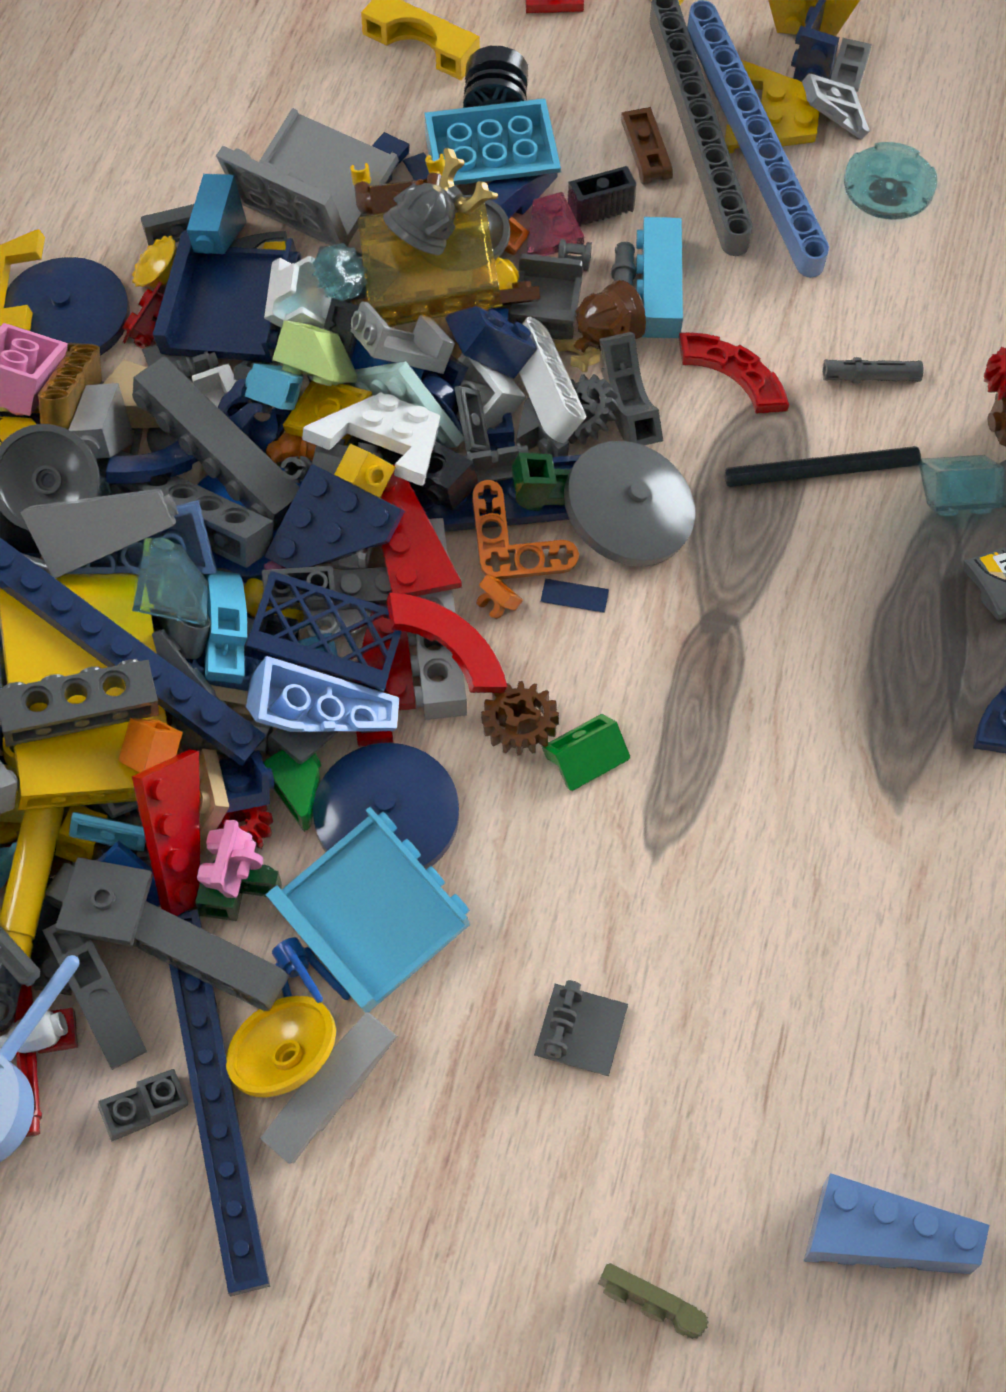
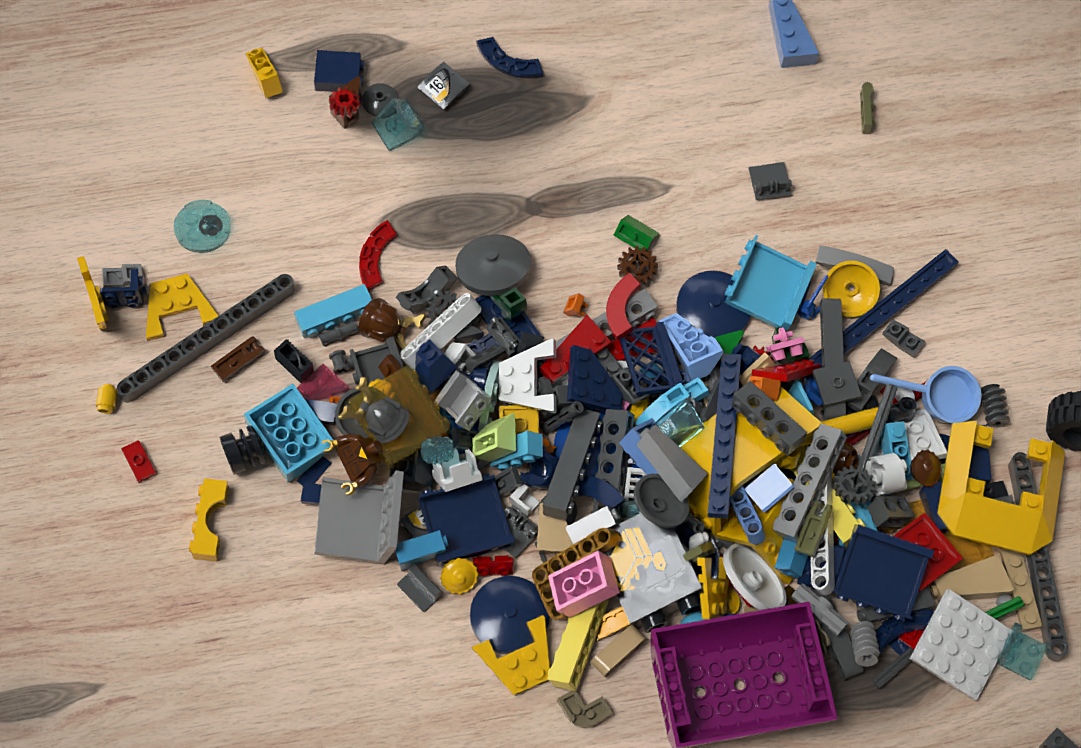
camera: 120 degrees left, 5 degrees up
(365, 470) = (561, 370): yellow brick -> none
(500, 545) = (547, 310): orange beam -> none
(574, 595) = (552, 276): dark blue sticker -> none
(757, 140) = (209, 306): medium blue beam -> none
(822, 466) = (418, 191): black axle -> none
(836, 102) = (162, 268): light grey wing -> none
(881, 370) = (353, 204): dark grey pin -> none

